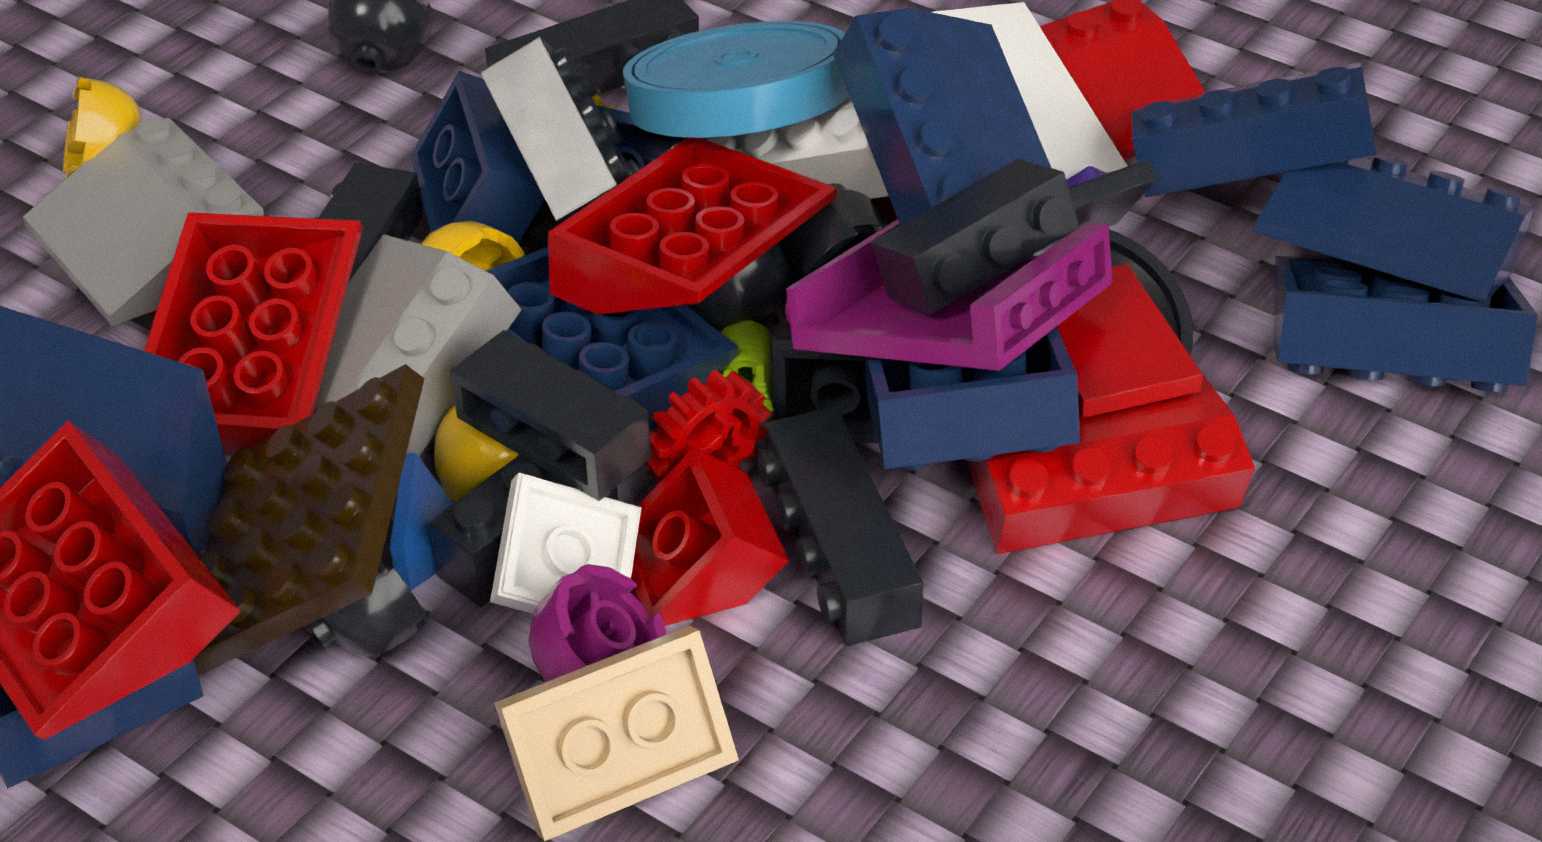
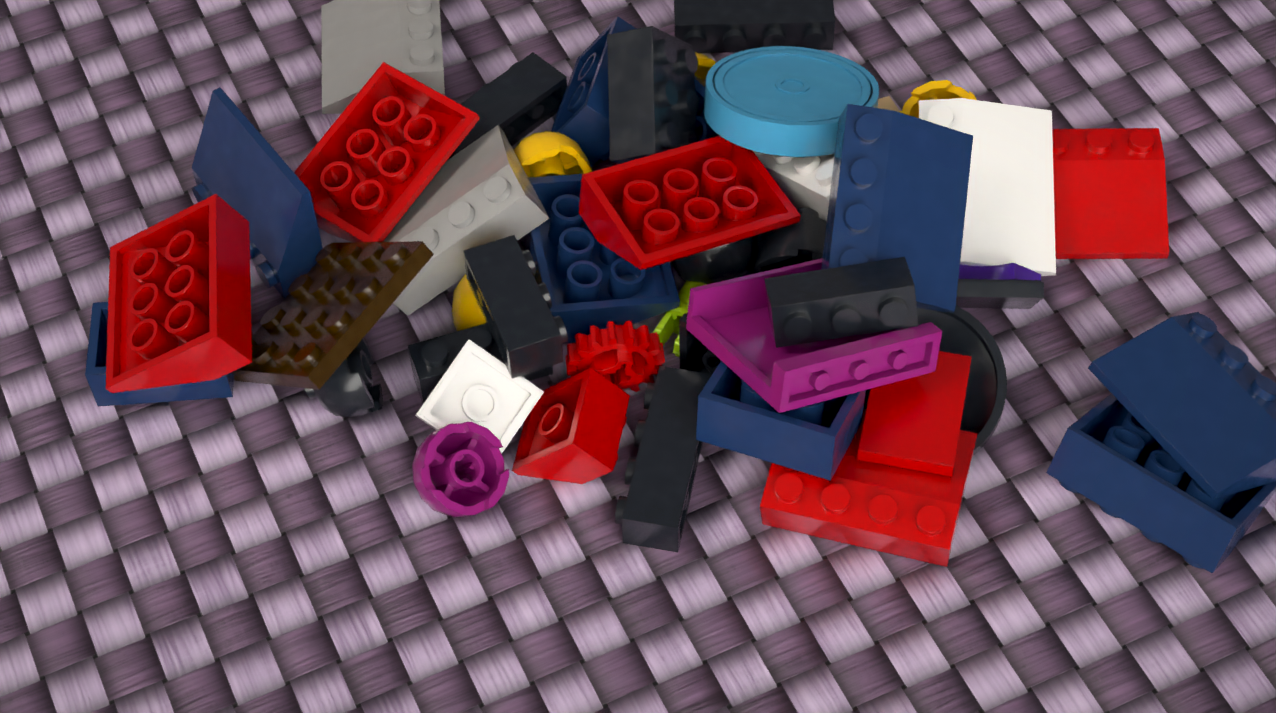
camera: 30 degrees right, 10 degrees up
(417, 503) = (420, 324): blue slope -> none
(616, 732) = (430, 539): tan plate -> none
(1255, 129) = (1151, 282): dark blue slope -> none

